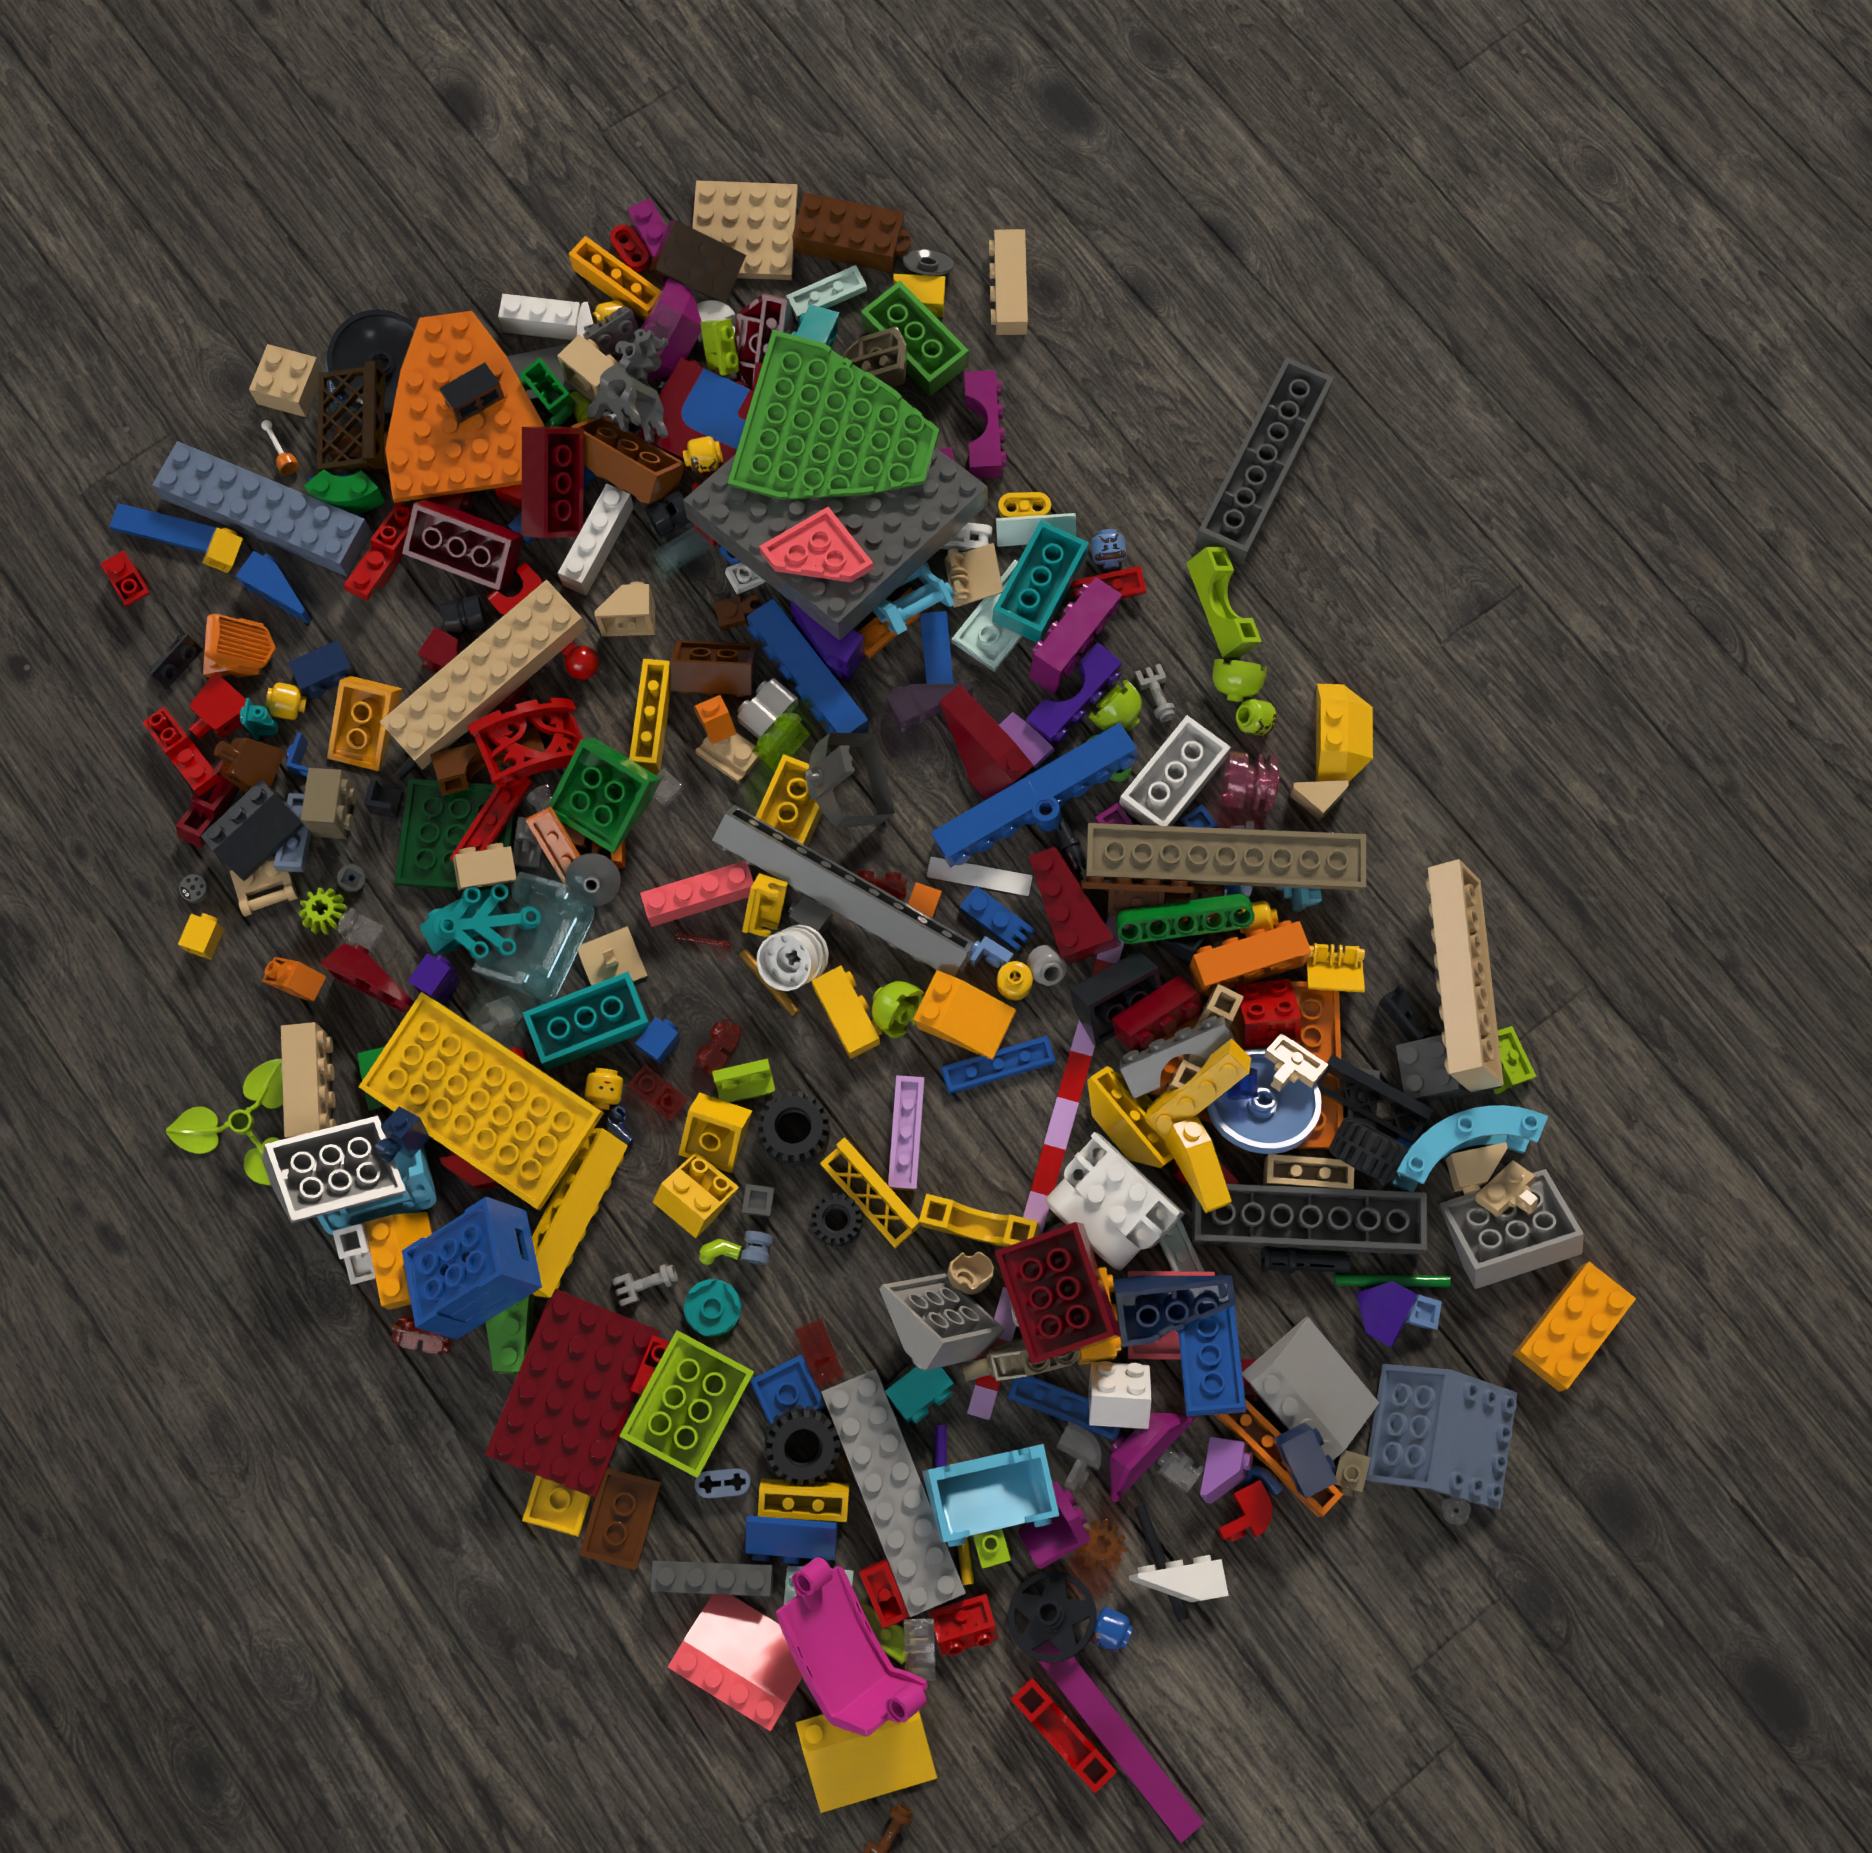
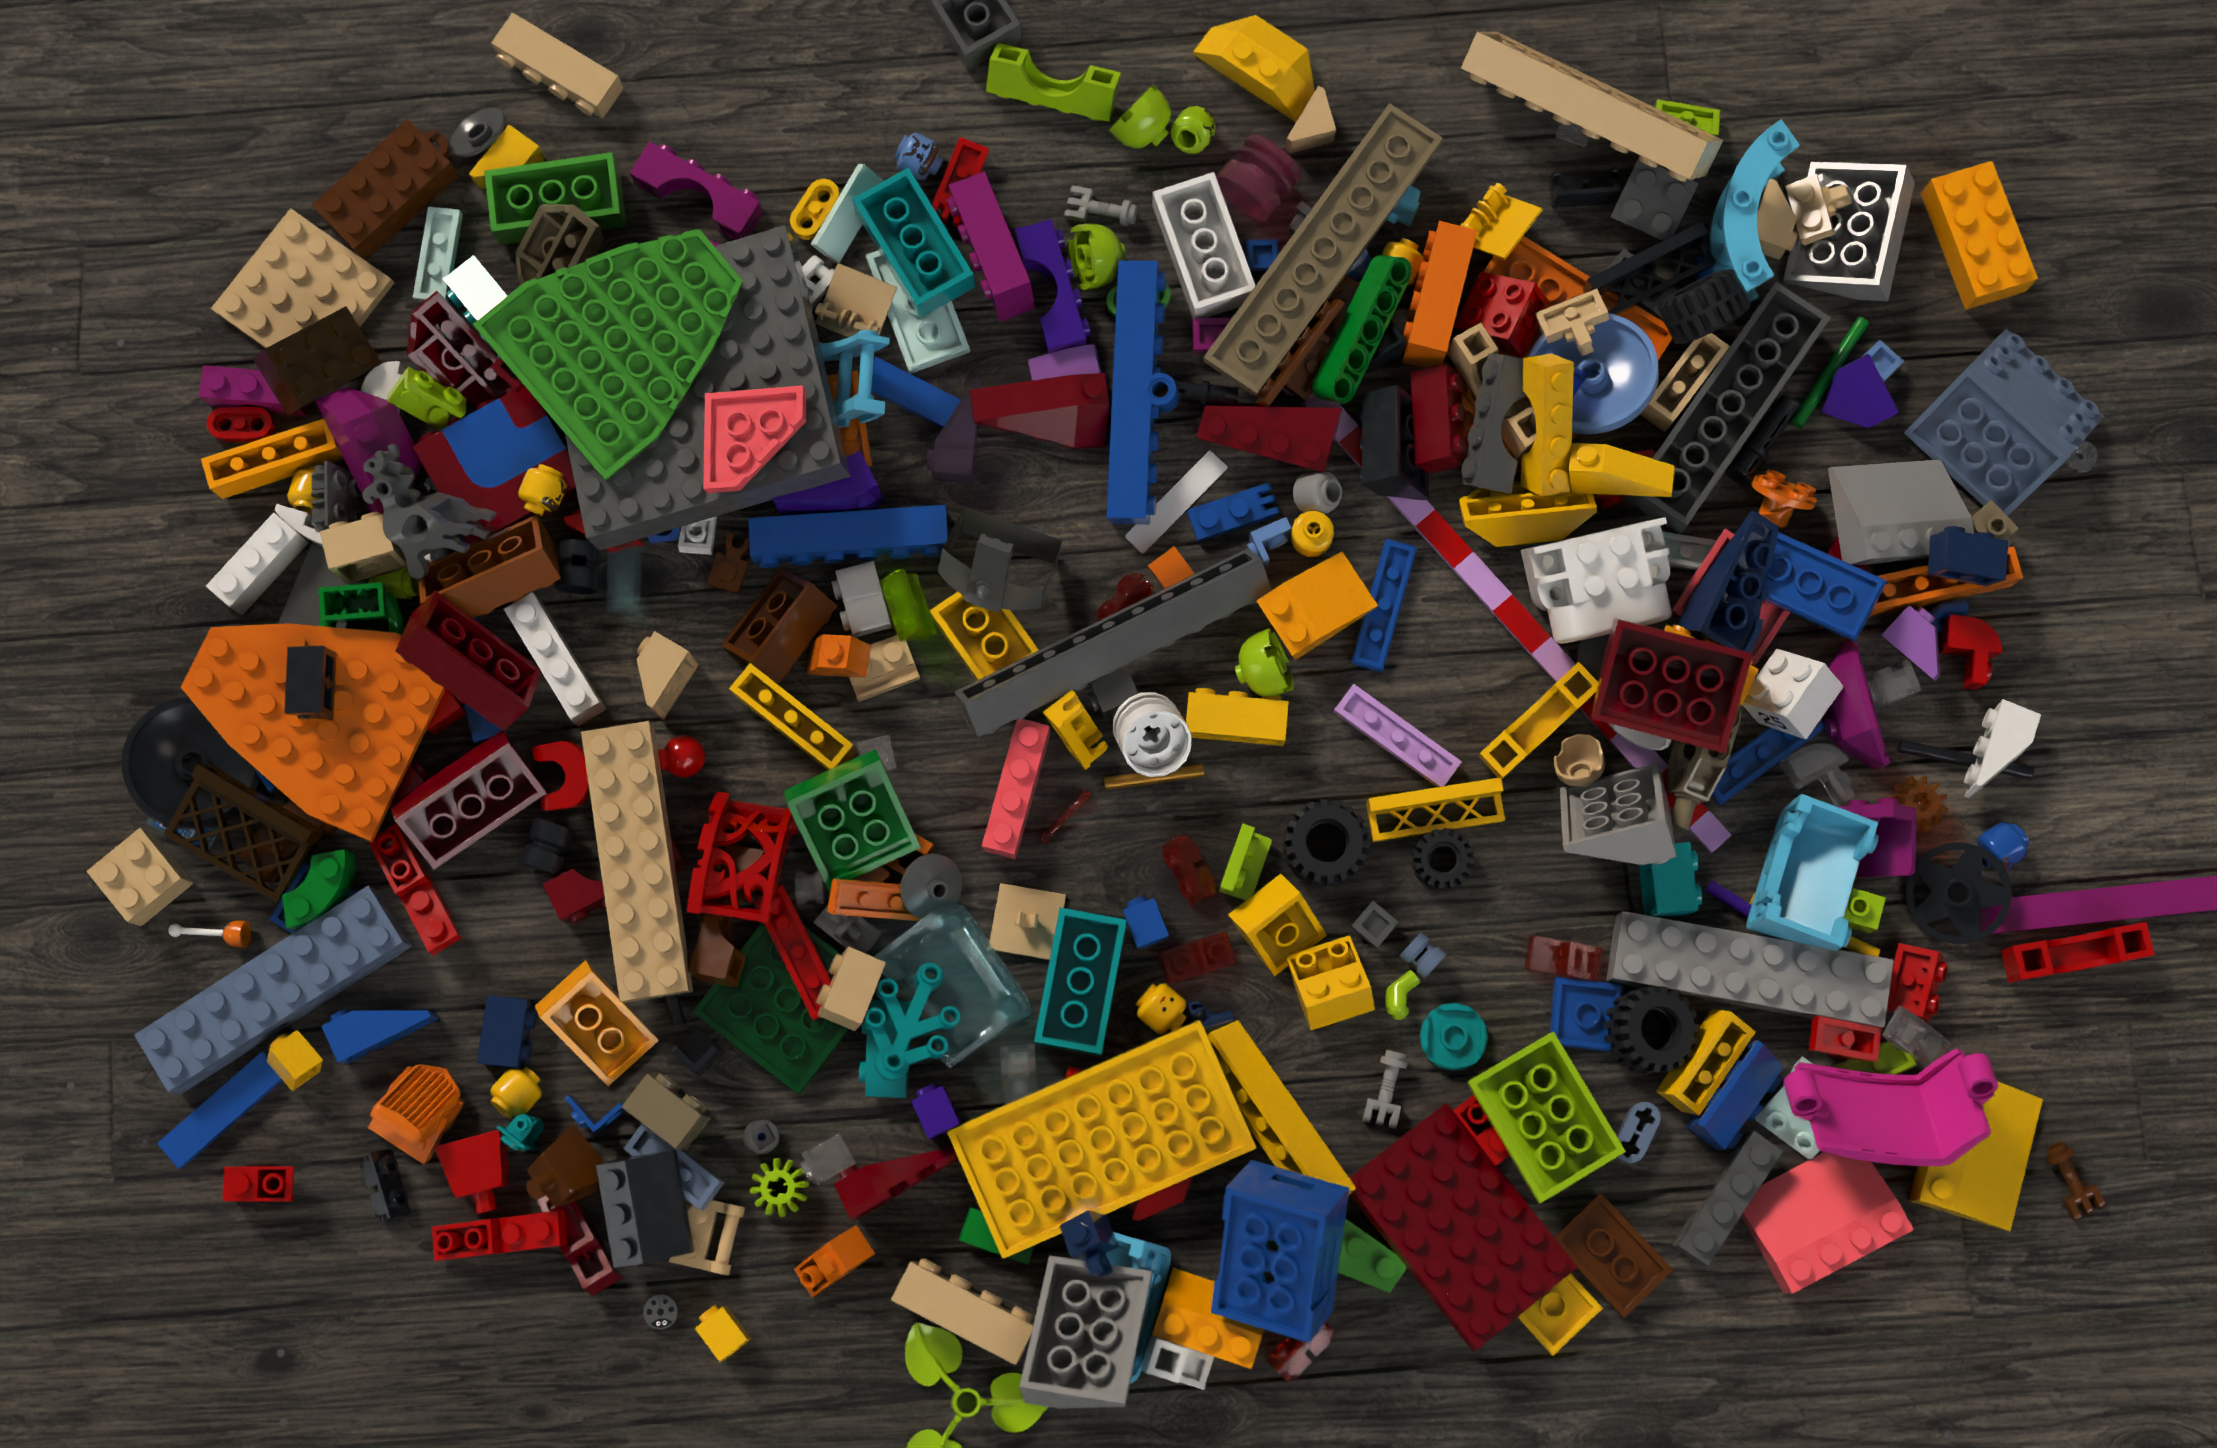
camera: 55 degrees left, 5 degrees up
(1268, 1299) = (1782, 497): none -> orange plate

